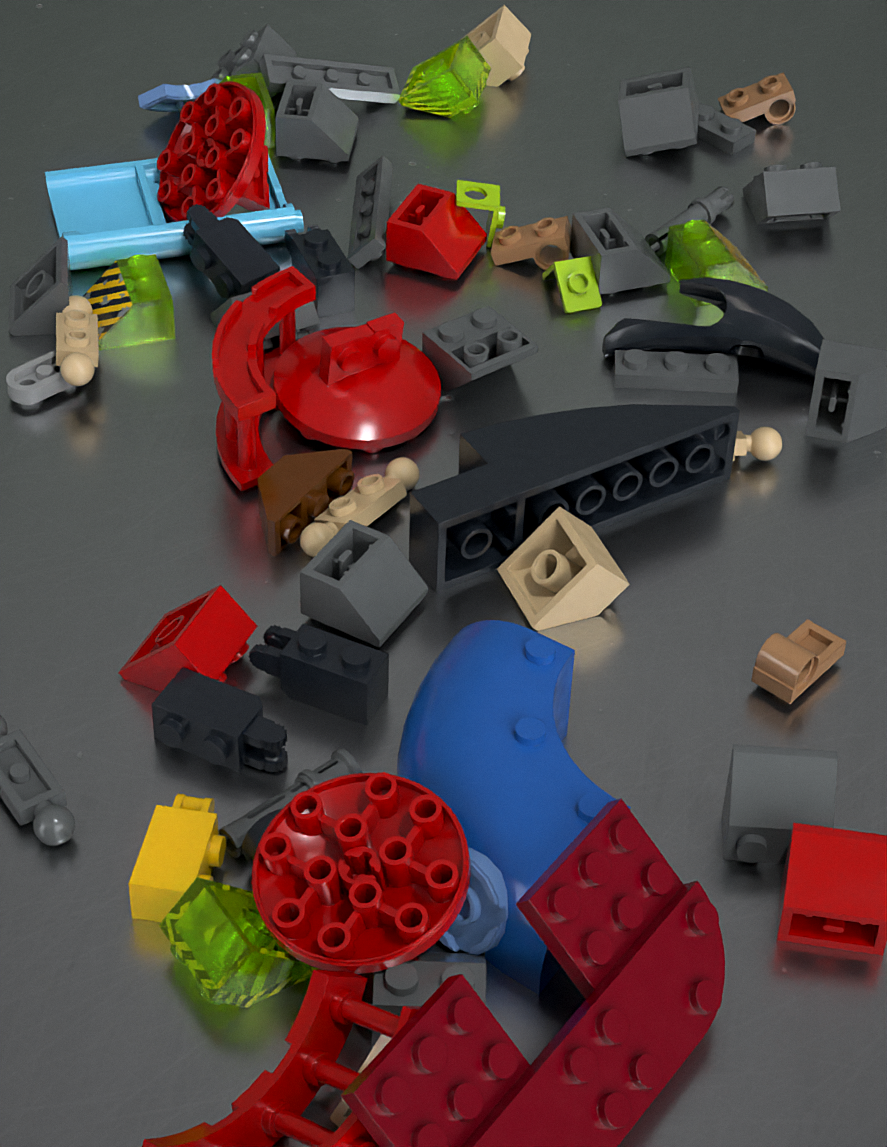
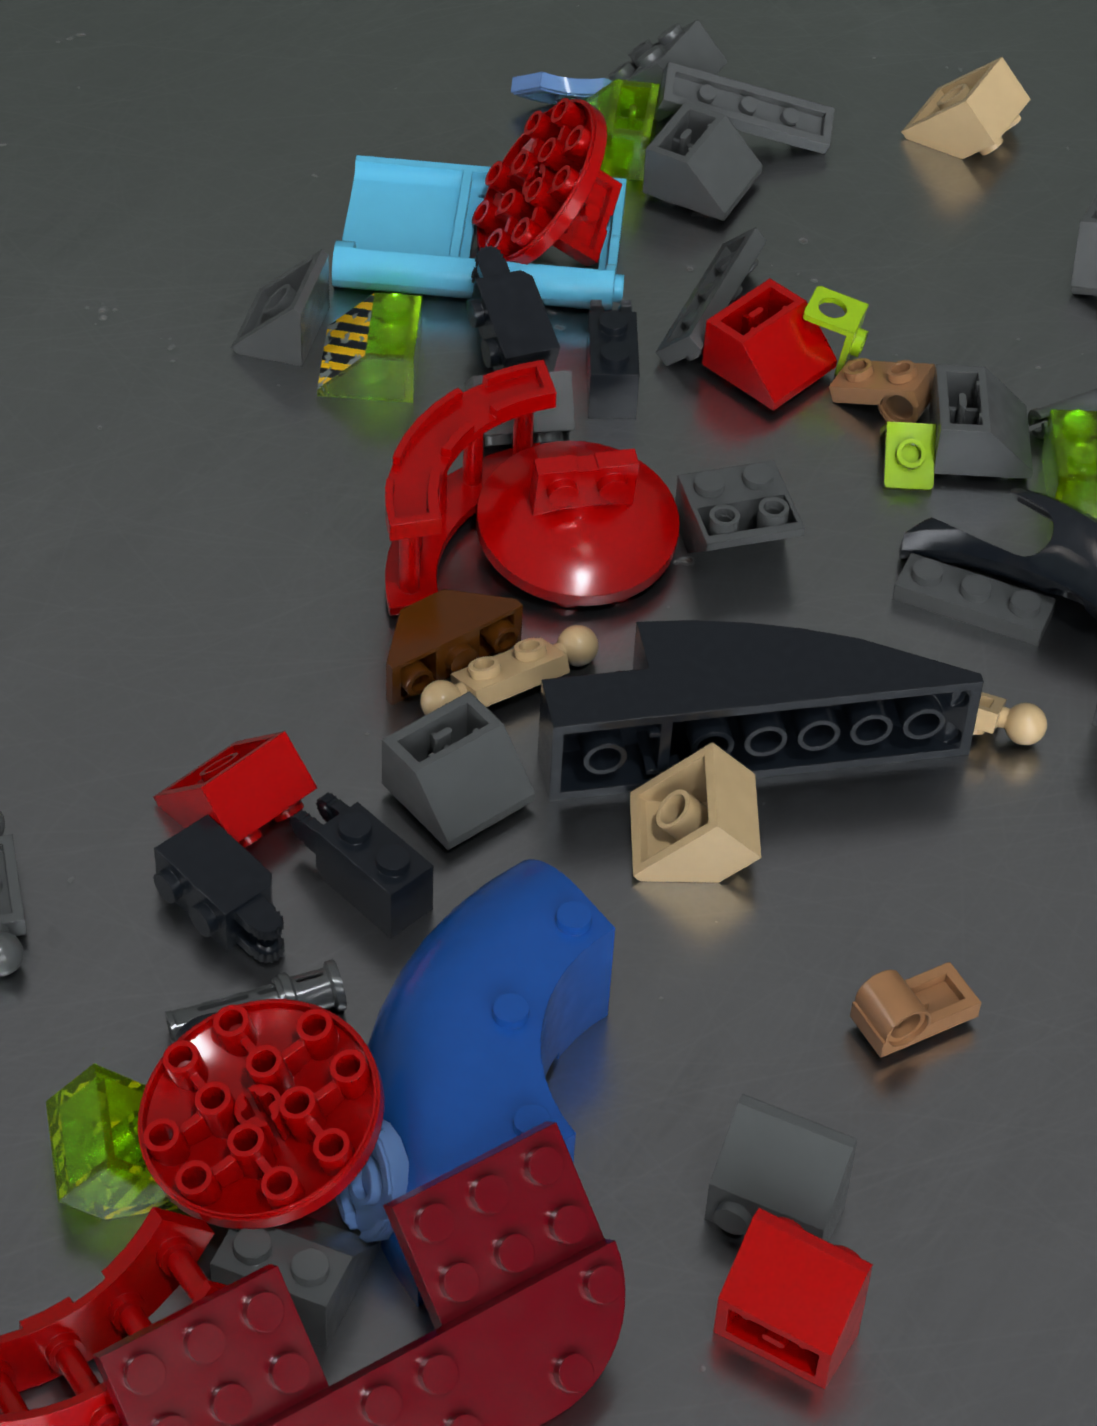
camera: 20 degrees right, 5 degrees up
(36, 380) = (240, 415): light grey plate -> none
(77, 341) = (289, 382): tan plate -> none
(175, 851) = (105, 1025): yellow brick -> none
(447, 81) = (894, 141): clear neon green slope -> none

